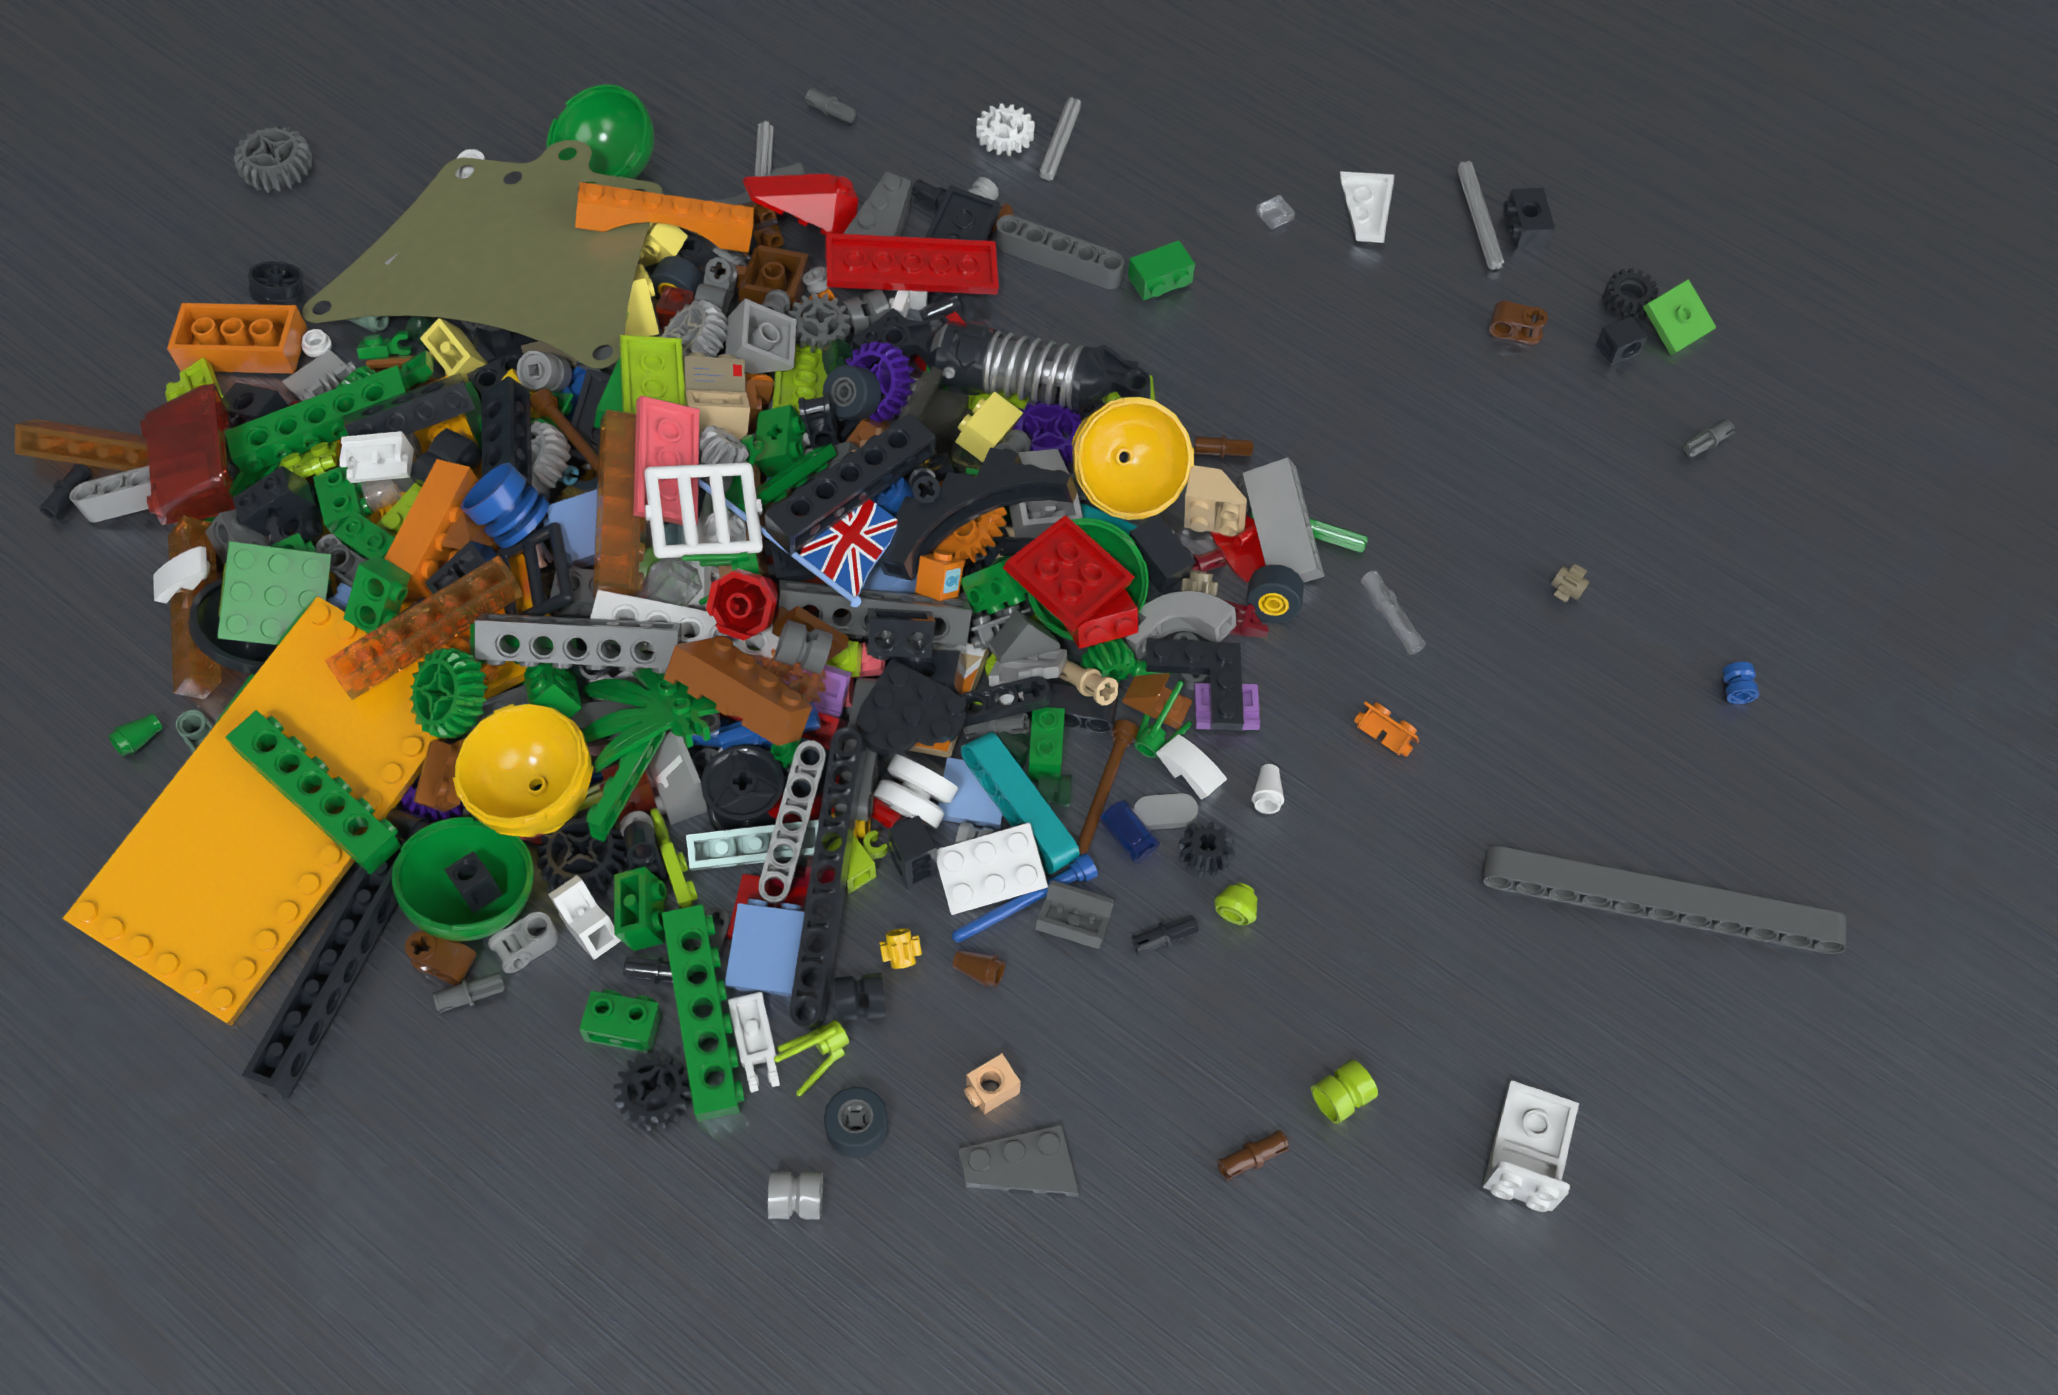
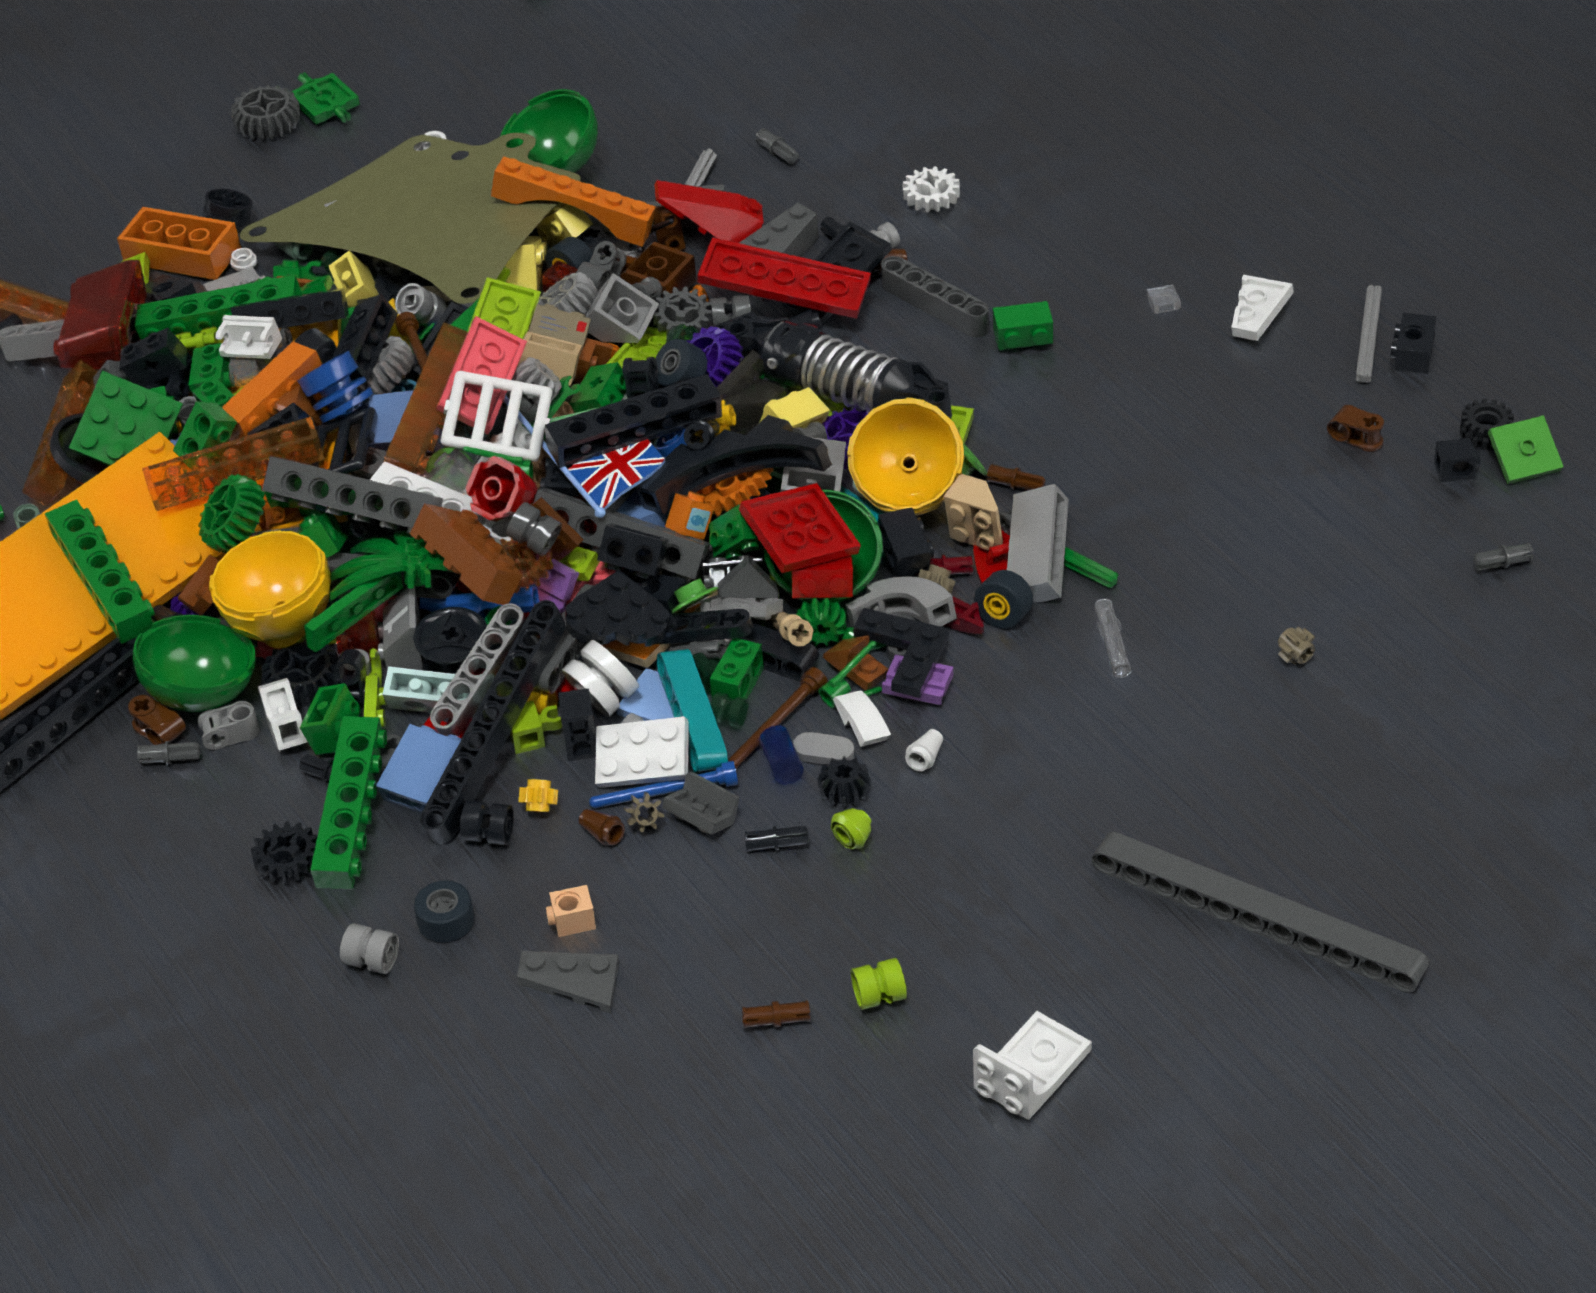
camera: 25 degrees right, 15 degrees down
(180, 572) = (60, 400): white slope -> none
(332, 129) = (325, 98): none -> green plate
(473, 882) = (202, 667): black brick -> none
(621, 1021) = (281, 797): green brick -> none
(753, 1037) = (386, 835): white hinge -> none
(815, 280) = (691, 279): light grey bush -> none
(827, 1039) = (447, 848): lime plant -> none
(908, 299) = (773, 309): white bracket -> none
(977, 670) = (692, 594): none -> bright green piece
(1019, 940) = (652, 811): none -> dark tan gear
(1060, 139) = (982, 206): light grey axle -> none
(1378, 720) = (1068, 734): orange hinge -> none
(1740, 682) = (1426, 757): blue wheel -> none

